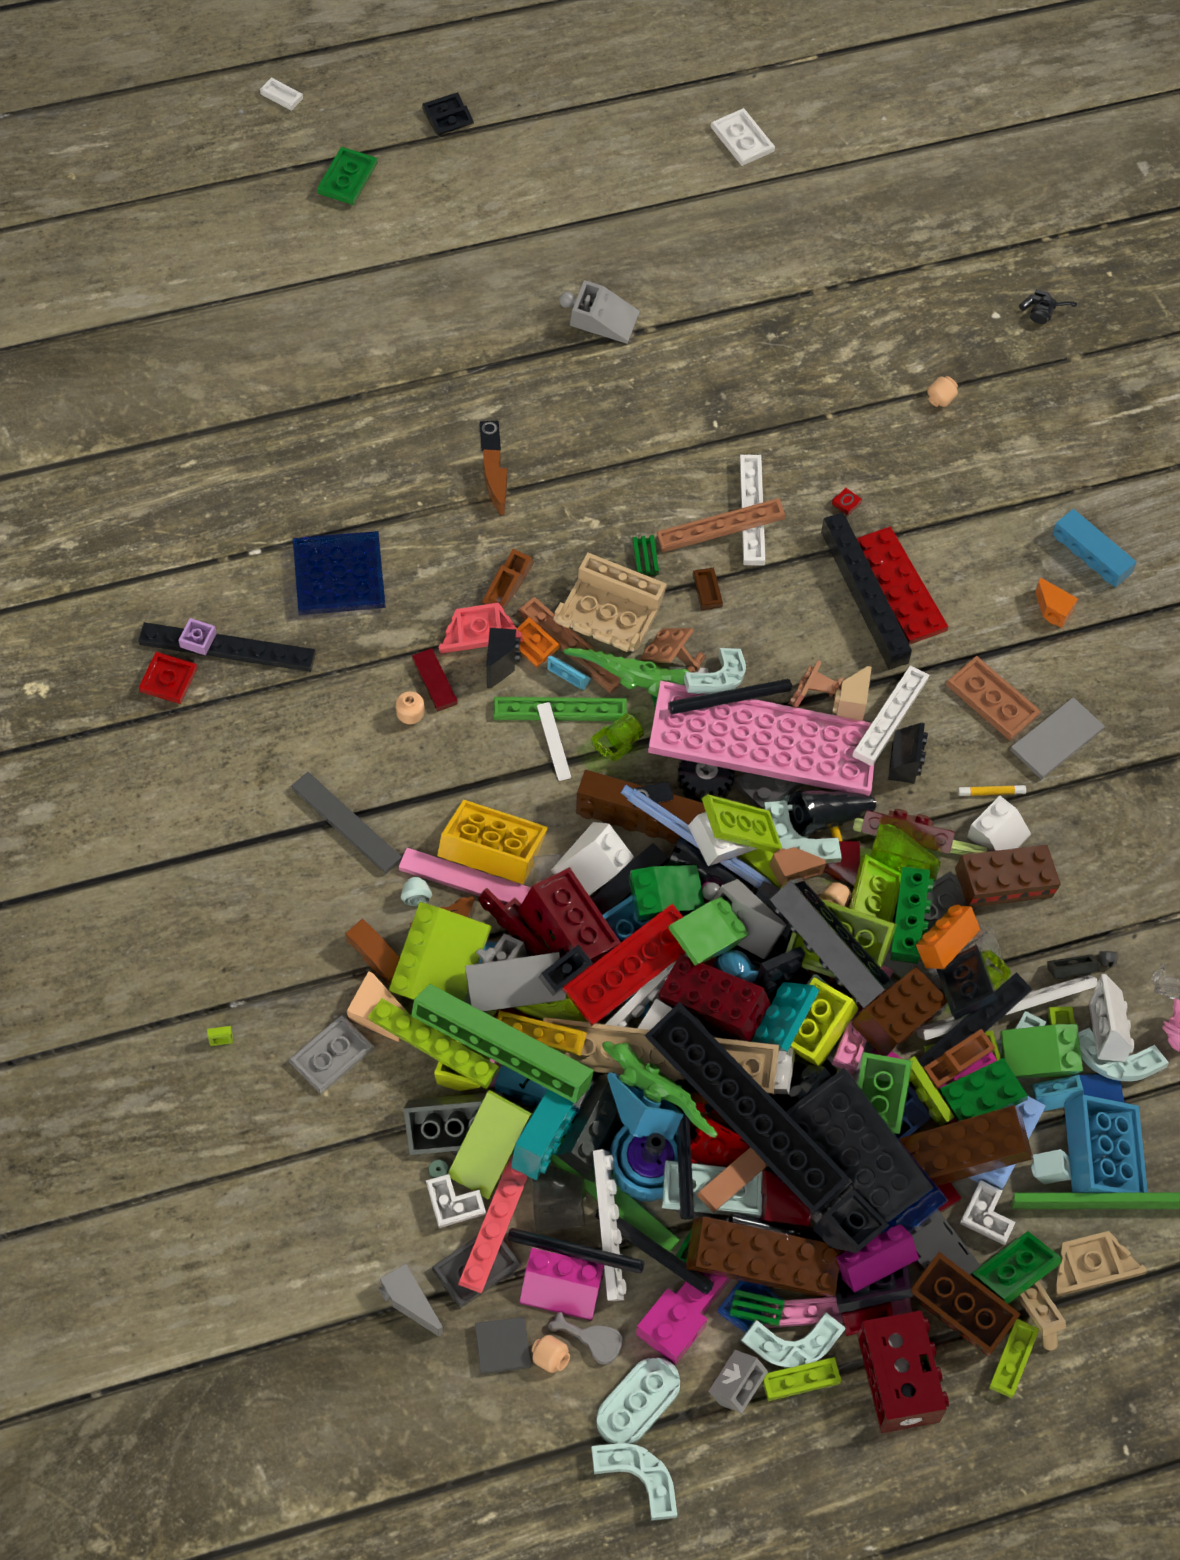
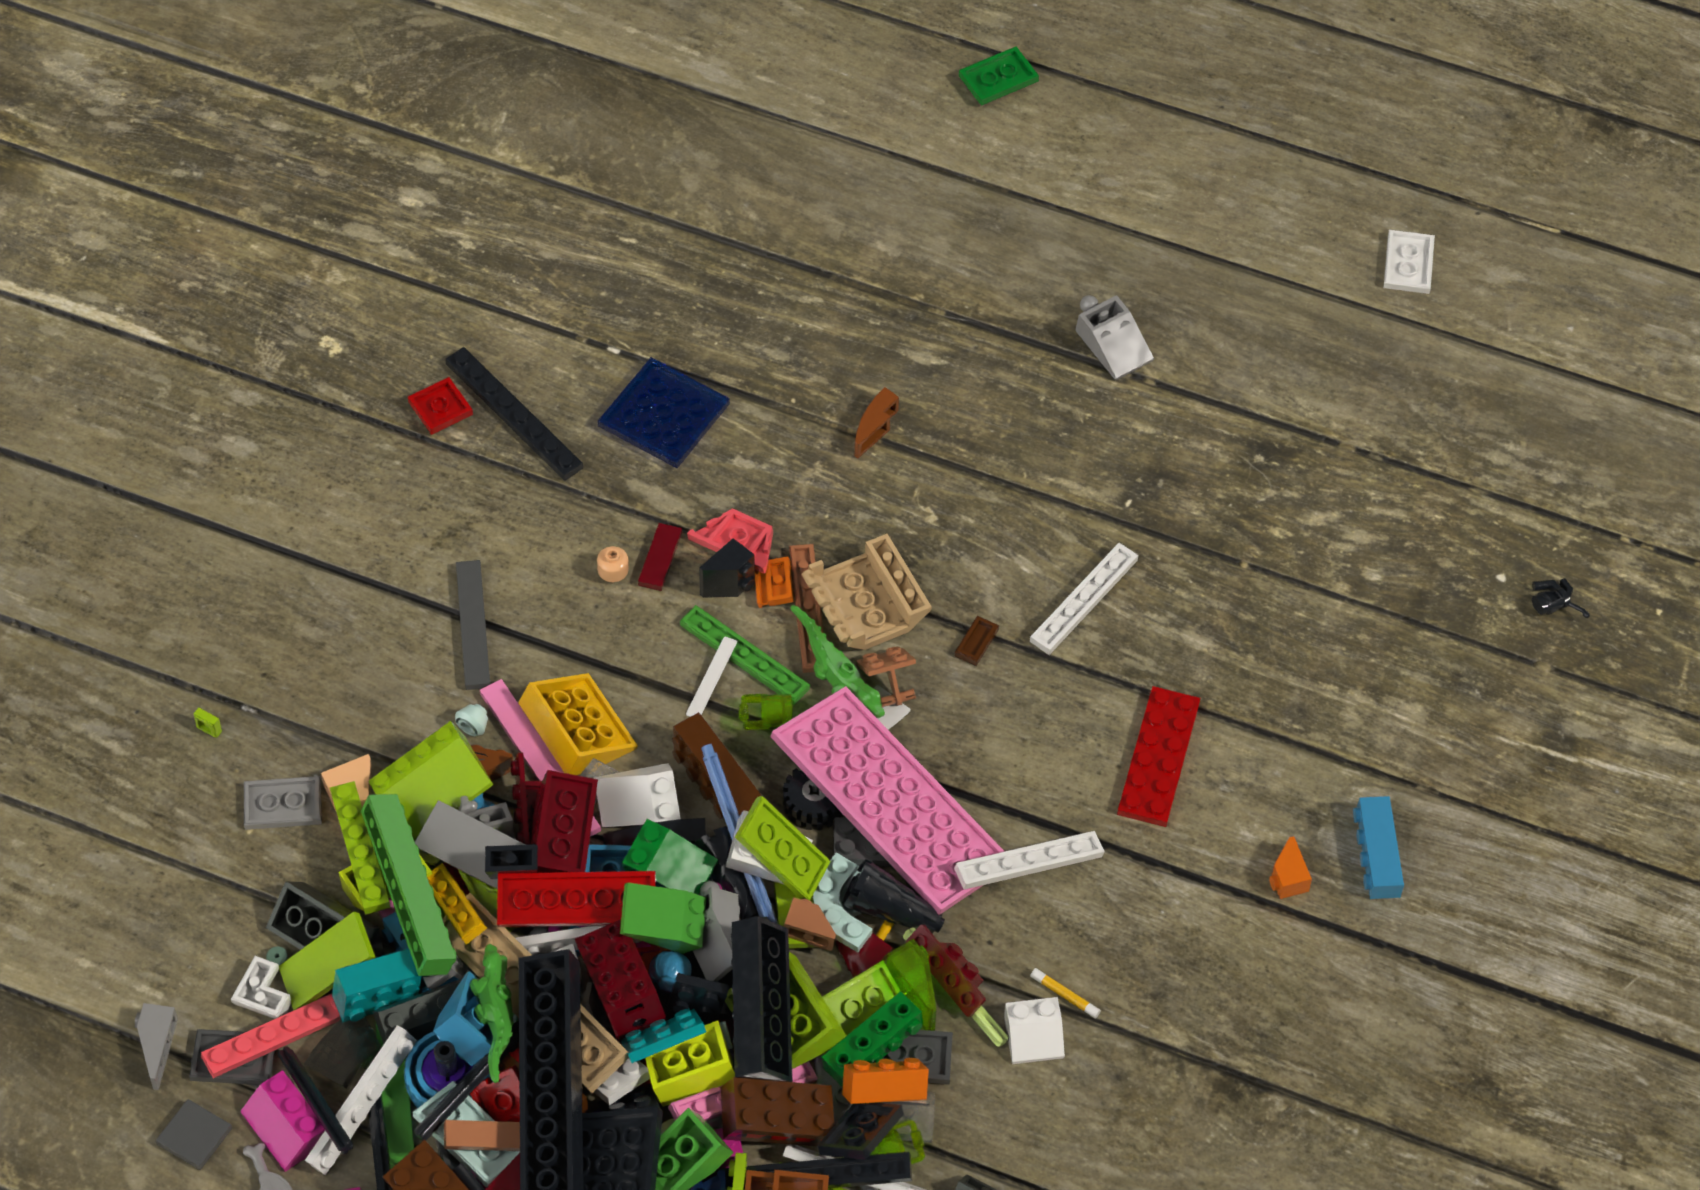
camera: 40 degrees right, 5 degrees down
(197, 636) = (490, 385): lavender piece -> none
(373, 949) = (391, 735): dark orange slope -> none
(447, 113) = (1144, 75): black slope -> none
(490, 435) = (911, 382): black sticker -> none
(508, 579) = (803, 514): dark orange slope -> none
(550, 1354) = (221, 1169): light nougat head -> none
(568, 672) = (781, 627): medium azure slope -> none
(644, 541) = (939, 571): green tile -> none
(657, 792) = (738, 773): black sticker -> none
(720, 525) = (1039, 592): nougat tile -> none
(725, 679) = (902, 724): light aqua plate -> none
(729, 696) = (893, 741): black axle -> none
(814, 681) = (985, 780): nougat plate -> none
(837, 894) = (826, 978): light nougat head -> none
(846, 501) = (1182, 649): red tile -> none
(852, 698) = (1010, 819): tan slope -> none
(866, 591) = (1117, 738): black brick -> none
(908, 753) = (1012, 905): black slope -> none
(942, 391) = (1371, 610): light nougat head -> none
(993, 698) = (1148, 915): nougat tile -> none
(1007, 876) = (997, 1072): reddish brown brick -> none
(1057, 738) = (1174, 991): light grey tile -> none

